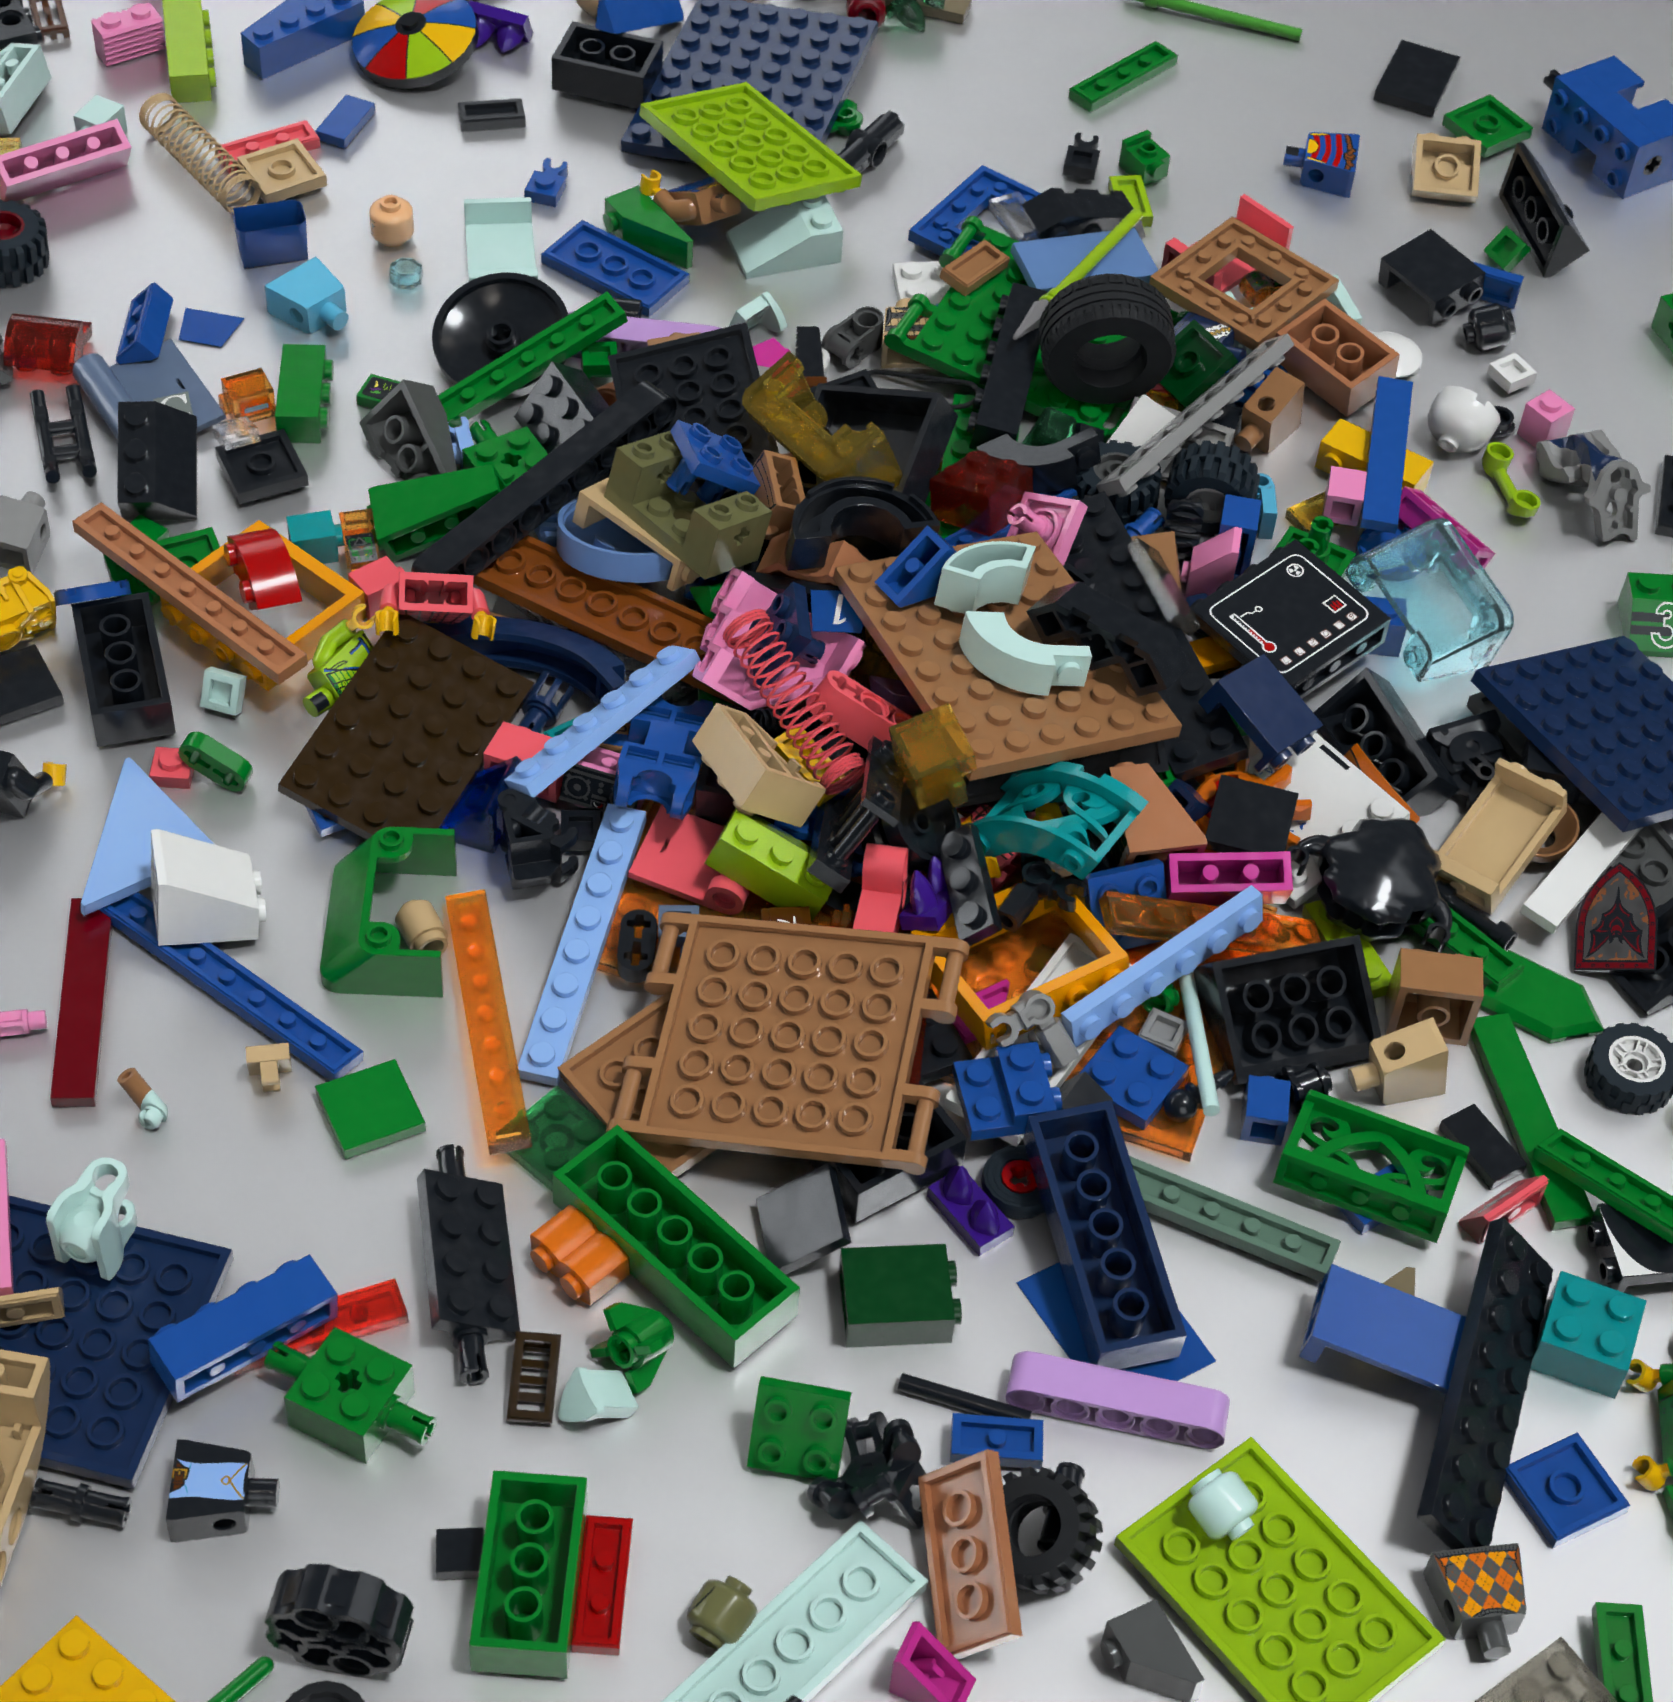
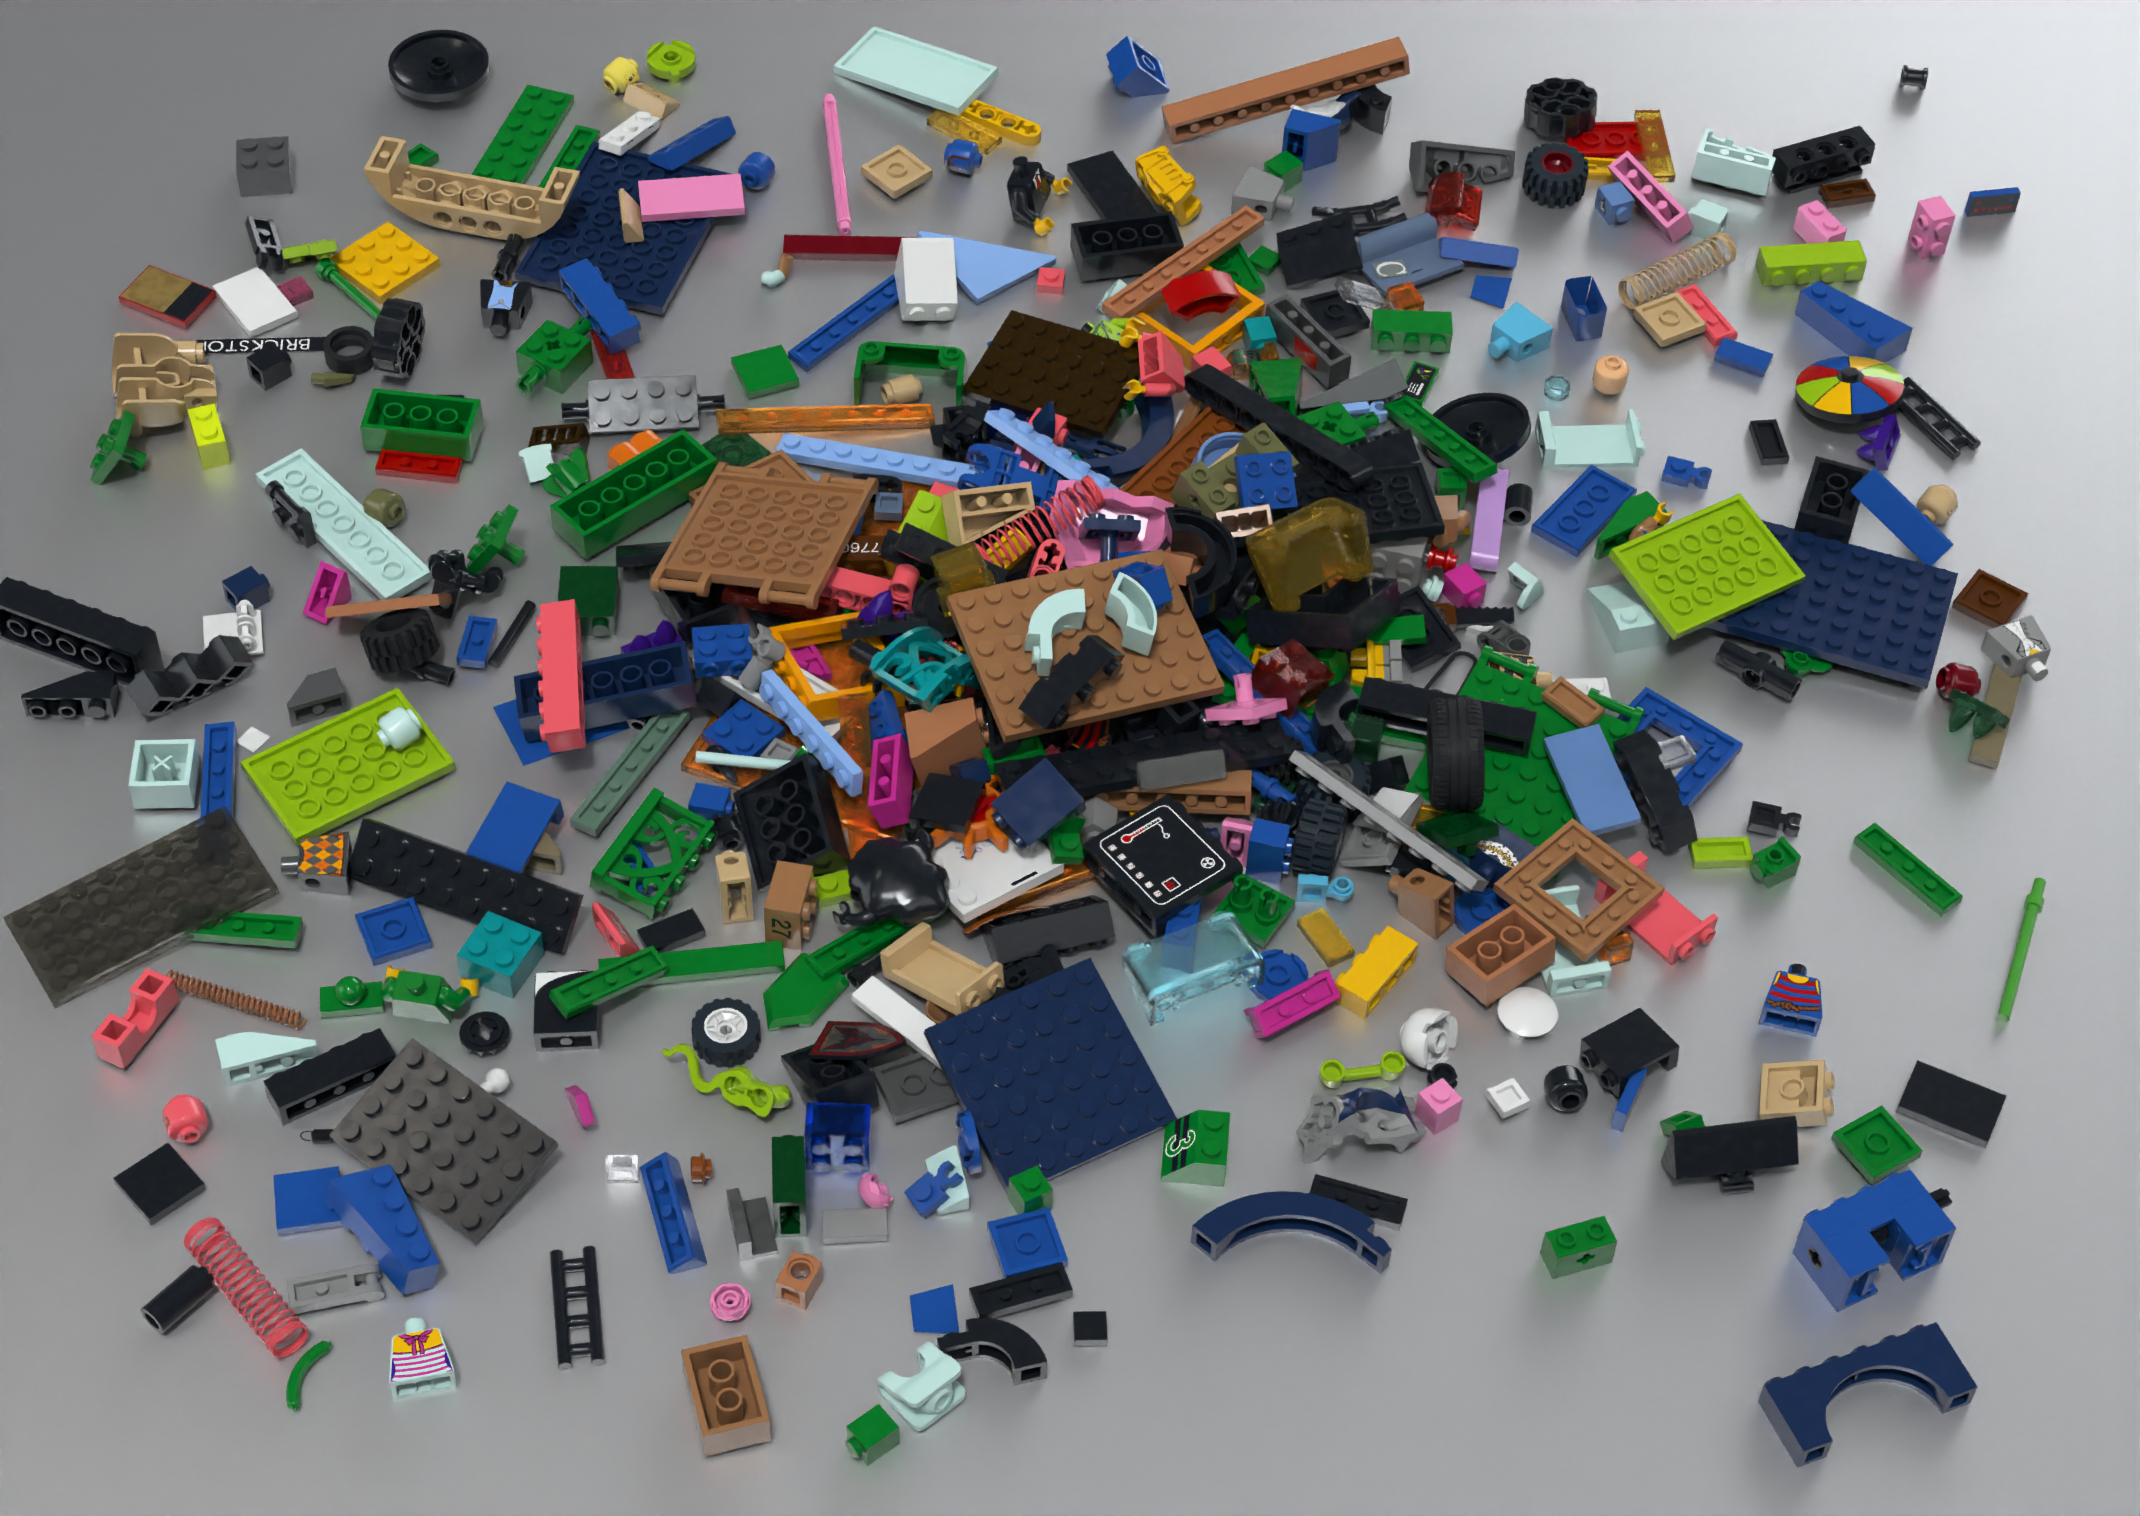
camera: 95 degrees right, 0 degrees up
(60, 199) = (1614, 203): none -> medium blue brick
(86, 1222) = (666, 237): light aqua piece -> none
(92, 592) = (1188, 226): blue tile -> none
(215, 761) = (1045, 292): green beam -> none
(269, 1062) = (797, 322): tan tile -> none
(331, 481) = (1309, 341): none -> flat silver brick
(528, 732) = (1045, 420): none -> dark blue slope
(1033, 316) = (1495, 721): lime piece -> none
(1118, 1399) = (492, 702): lavender beam -> none
(1119, 1266) = (562, 676): none -> coral brick
(1344, 495) = (1324, 934): bright pink brick -> none
(1386, 455) = (1369, 963): blue tile -> none

